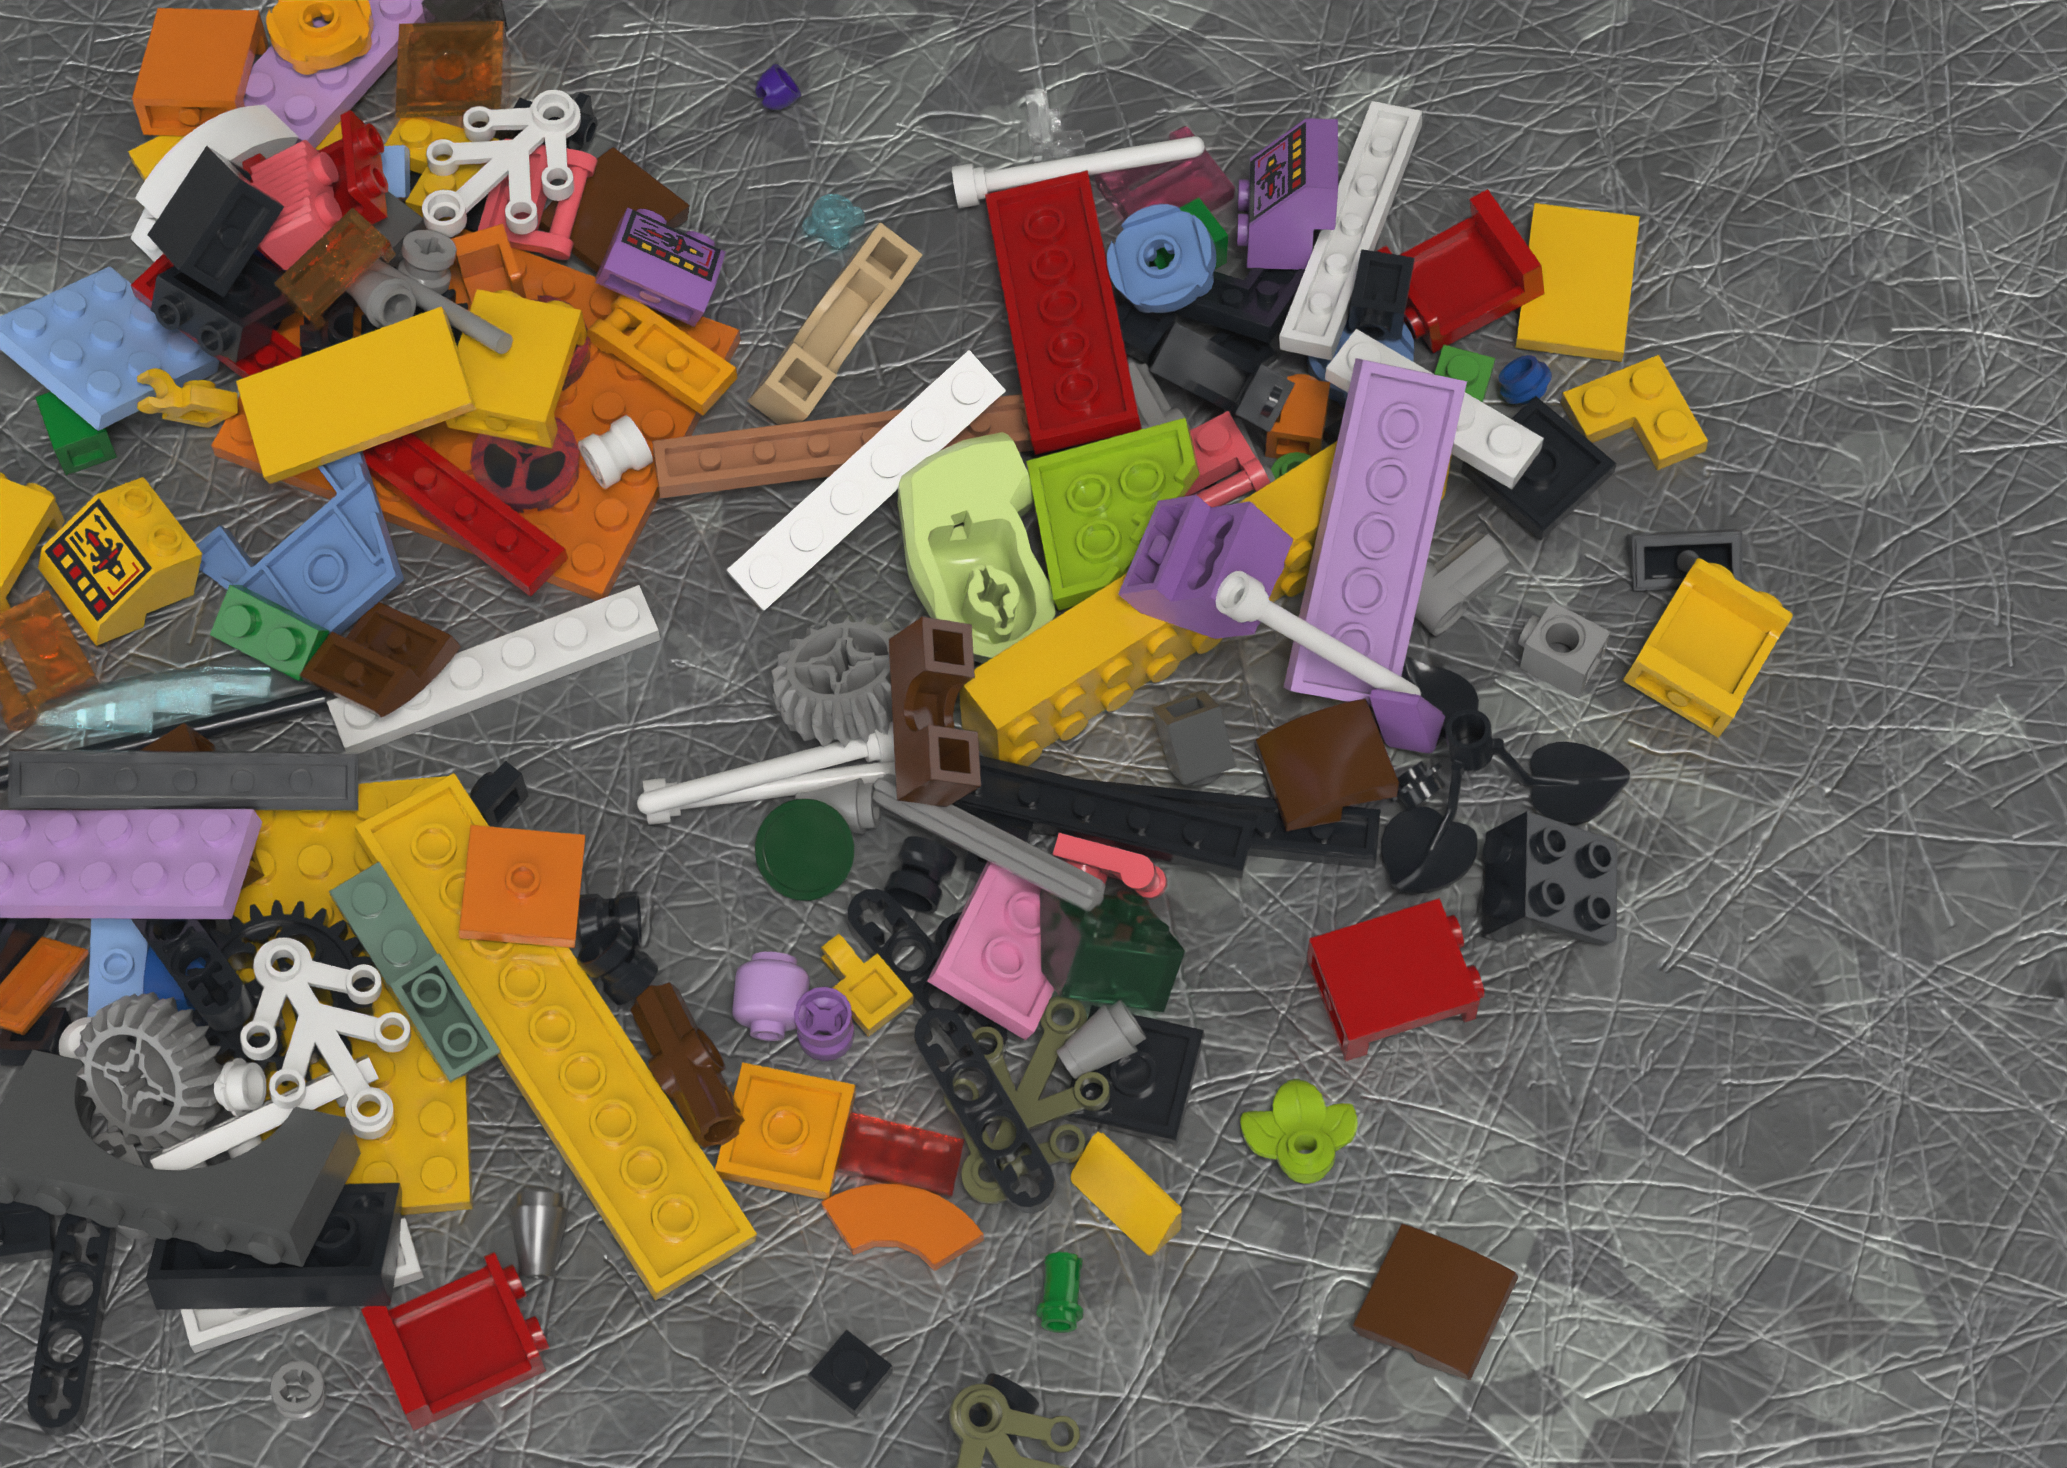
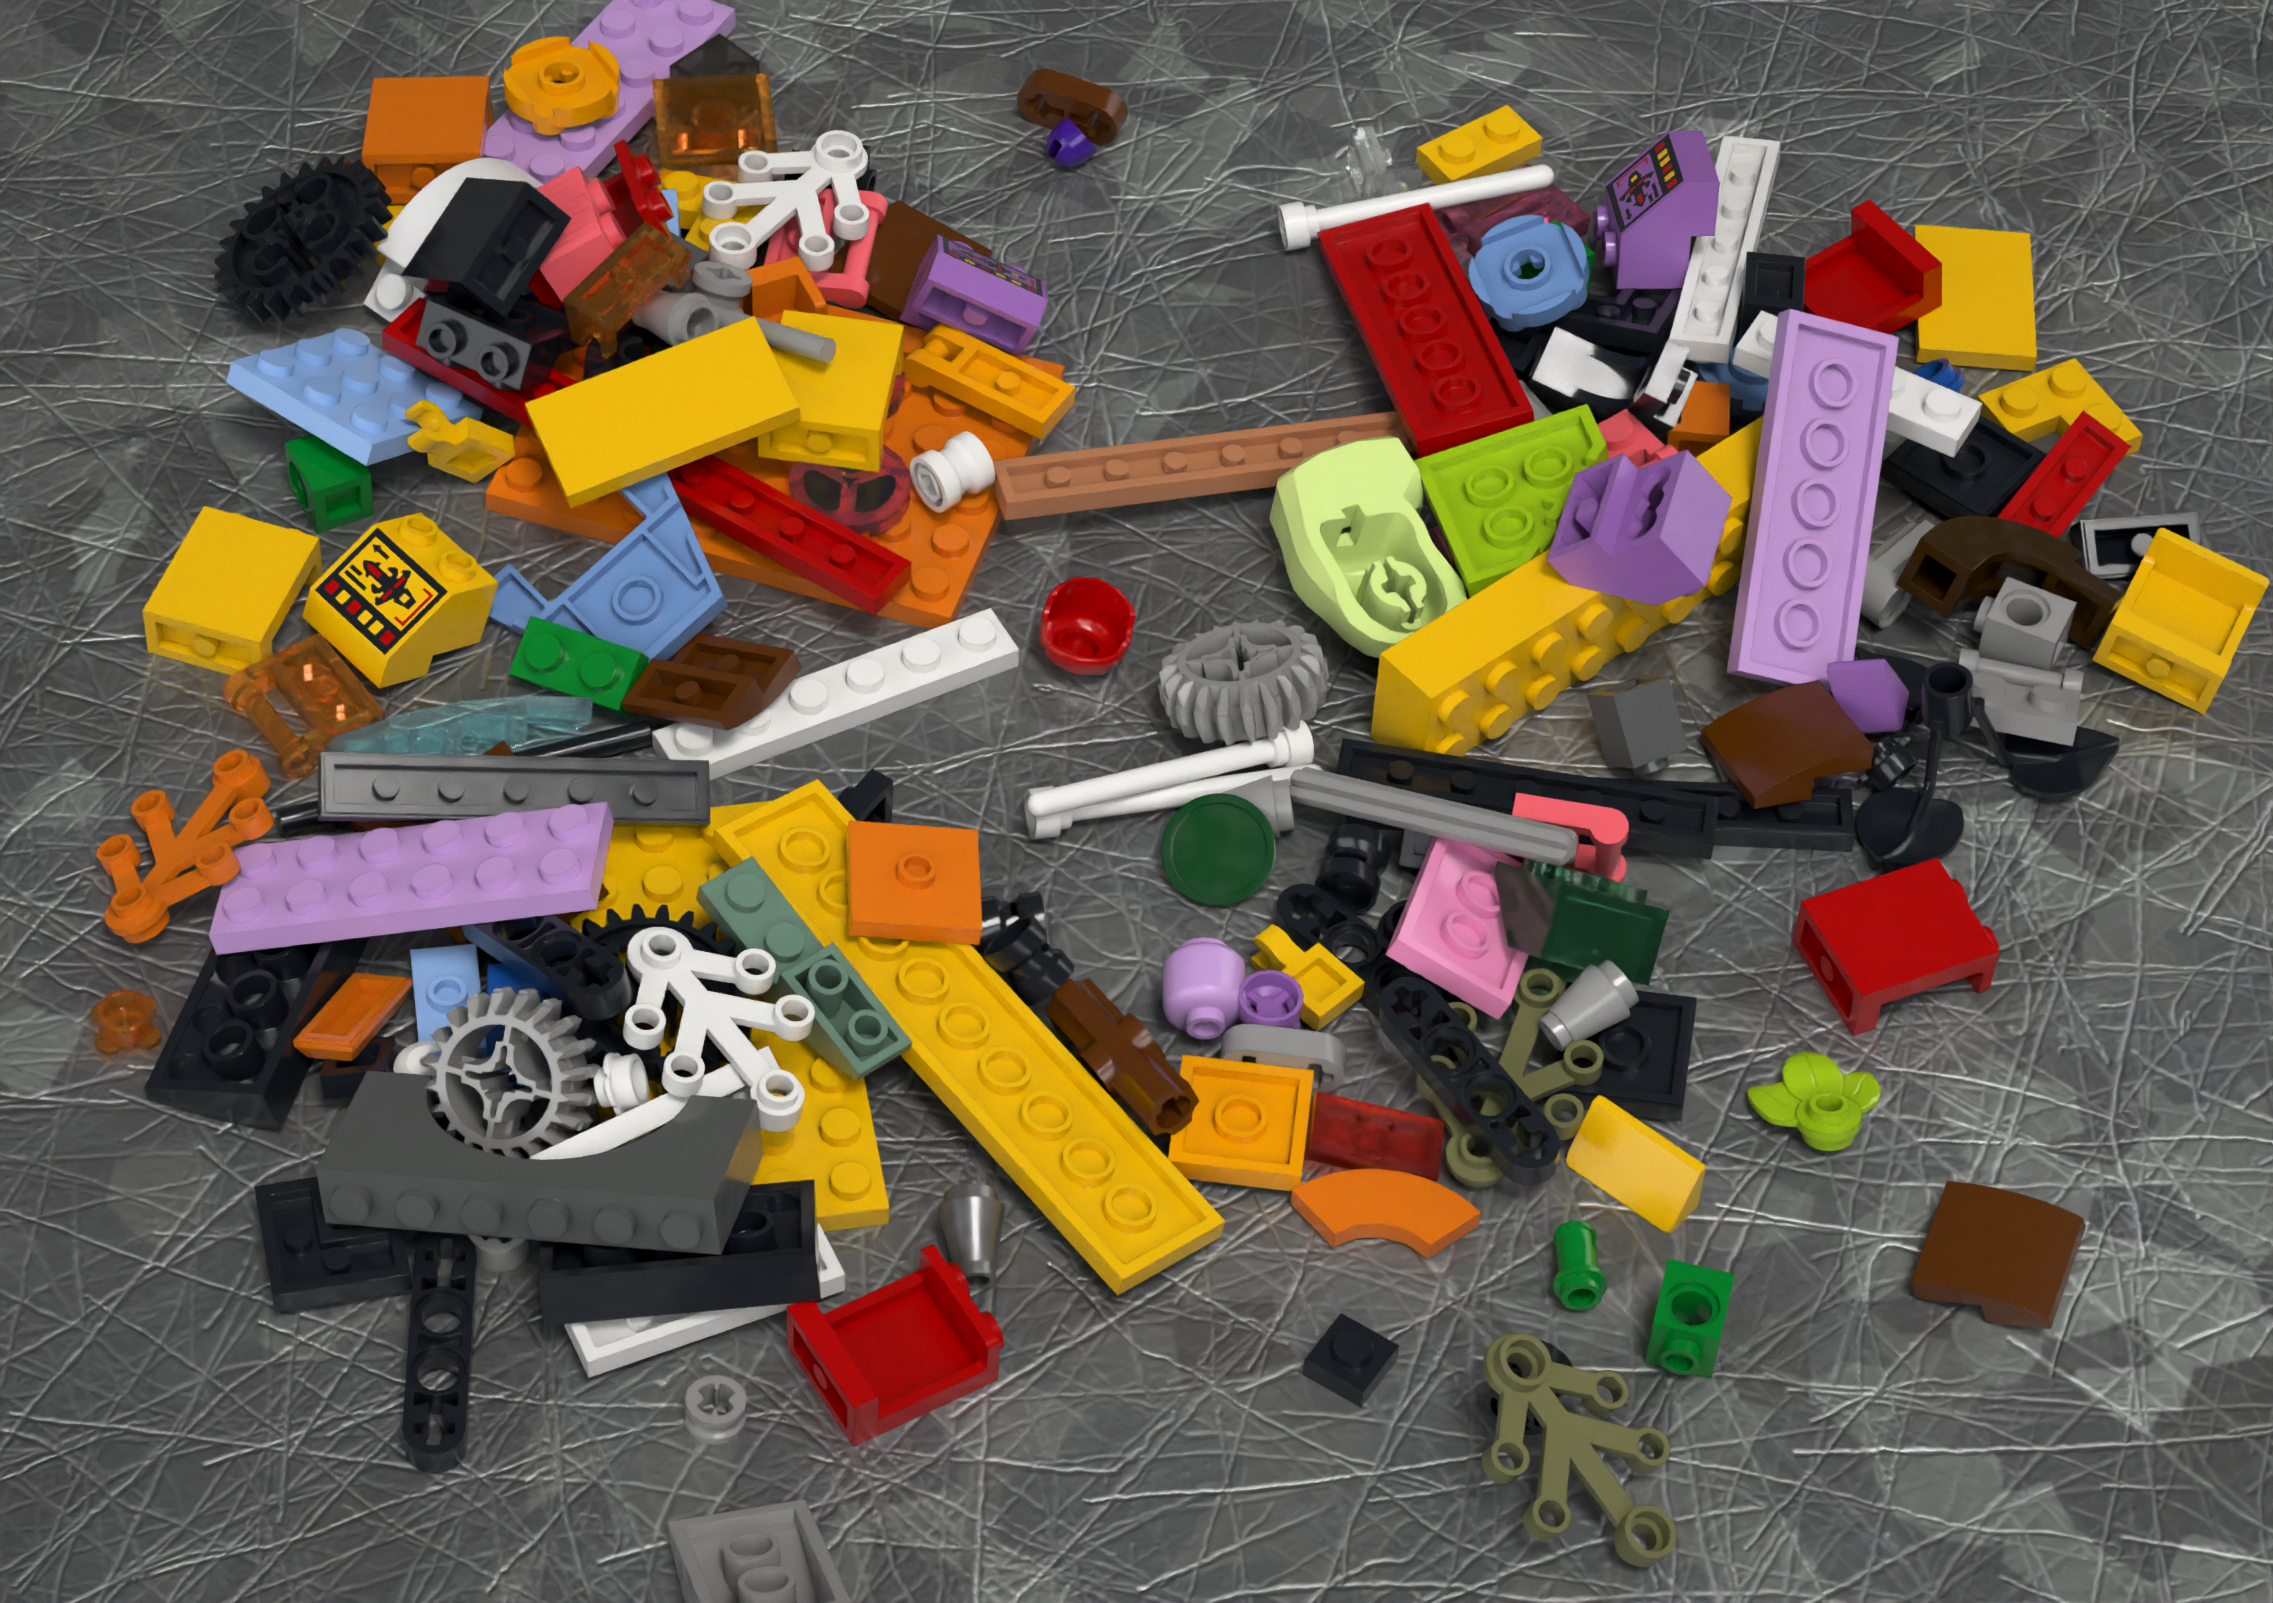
camera: 10 degrees left, 15 degrees down
(88, 181) = (334, 226): none -> black gear
(717, 613) = (1086, 626): none -> red hair
(776, 43) = (1053, 96): none -> reddish brown beam
(831, 208) = (1152, 263): clear light blue plate -> none
(834, 327) = (1176, 350): tan arch -> none
(834, 1063) = (1289, 1049): none -> light grey beam
(864, 481) = (1239, 487): white plate -> none
(926, 673) = (1362, 725): reddish brown arch -> none
(1147, 105) = (1480, 148): none -> yellow plate
(1149, 1331) = (1694, 1297): none -> green brick
(1246, 600) = (1699, 540): white piece -> none
(1533, 574) = (1977, 553): none -> dark brown arch
(1542, 734) = (2026, 698): none -> light grey plate
(1549, 879) = (2040, 834): black bracket -> none
(1616, 503) = (2067, 477): none -> red plate

